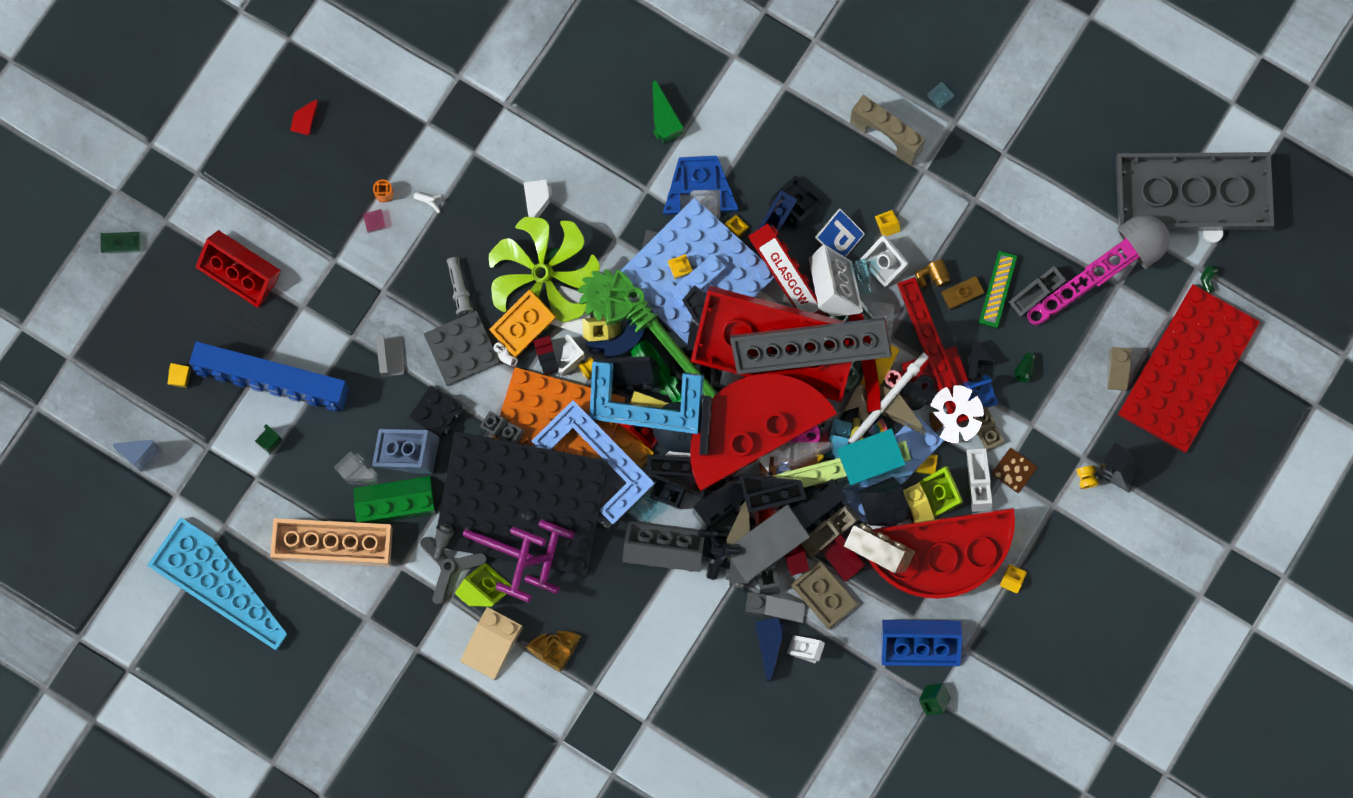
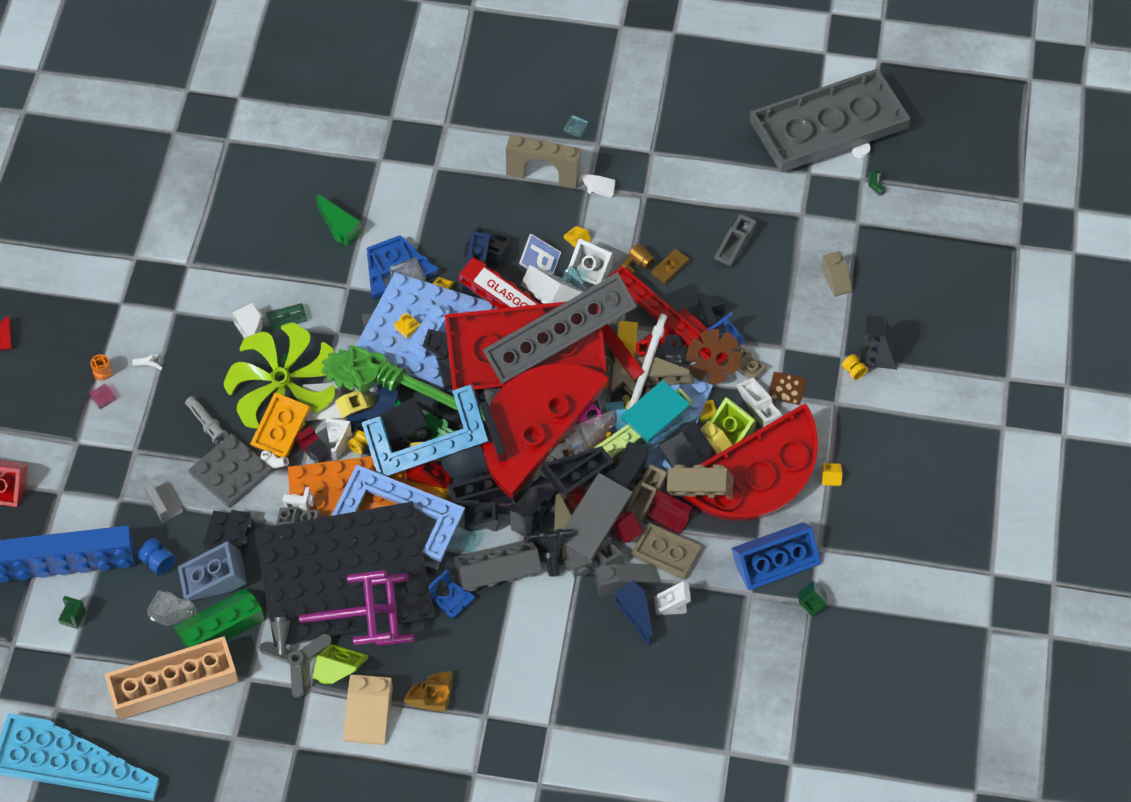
camera: 25 degrees left, 20 degrees down
(361, 412) = (158, 557): none -> blue wheel
(505, 412) = (302, 502): none -> white bracket
(575, 202) = (298, 317): none -> clear green tile
(609, 567) = (457, 596): none -> blue piece
(933, 173) = (598, 184): none -> white slope
(997, 289) = (699, 253): tile -> none
(1025, 368) = (755, 303): dark green cone -> none
(1143, 239) = (806, 171): piece -> none
(1188, 368) = (896, 256): red plate -> none

